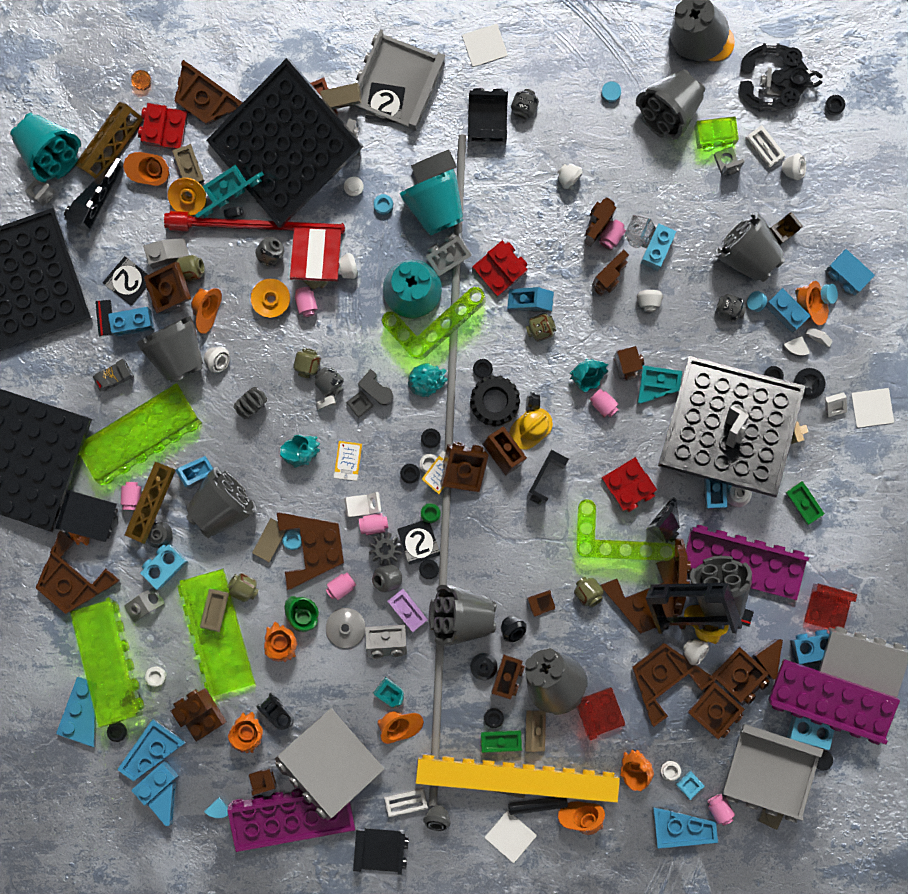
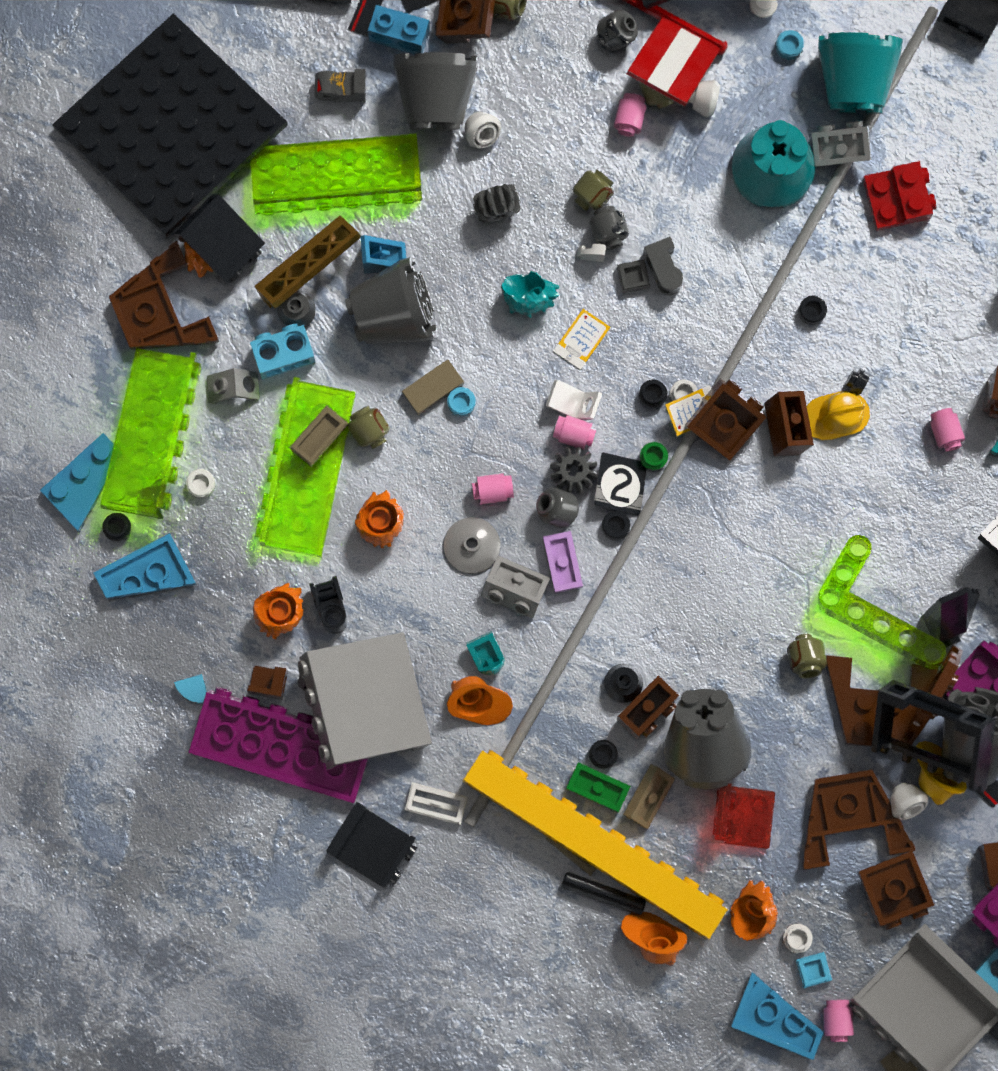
camera: 25 degrees right, 5 degrees down
(130, 495) = (286, 242): bright pink brick -> none
(154, 782) = (132, 613): dark azure brick -> none
(163, 804) = (129, 645): dark azure slope -> none
(198, 714) = (231, 554): reddish brown plate -> none
(205, 307) = (500, 58): orange piece -> none
(263, 291) = (588, 75): light orange dish -> none
(305, 617) = (426, 496): green hair -> none
(320, 546) = (492, 426): reddish brown wing -> none
(426, 379) = (733, 287): teal hair -> none
(430, 438) = (702, 363): black plate -> none
(433, 166) = (879, 24): dark grey slope -> none
(435, 326) = (780, 225): clear neon green beam -> none
(437, 818) = (465, 843): dark grey cone -> none
(460, 615) = (628, 598): dark grey cone -> none
(495, 383) = (813, 333): black tyre -> none
(510, 836) = (547, 916): white sticker -> none
(513, 629) = (685, 653): black cone -> none
(530, 299) = (918, 253): dark azure slope -> none
(541, 327) = (914, 294): olive head -> none
(541, 603) = (738, 639): reddish brown panel -> none
(554, 458) = (848, 464): black panel -> none
(588, 374) = (946, 382): teal hair -> none
(629, 485) = (927, 549): red plate -> none
(742, 676) = (951, 864): reddish brown plate -> none

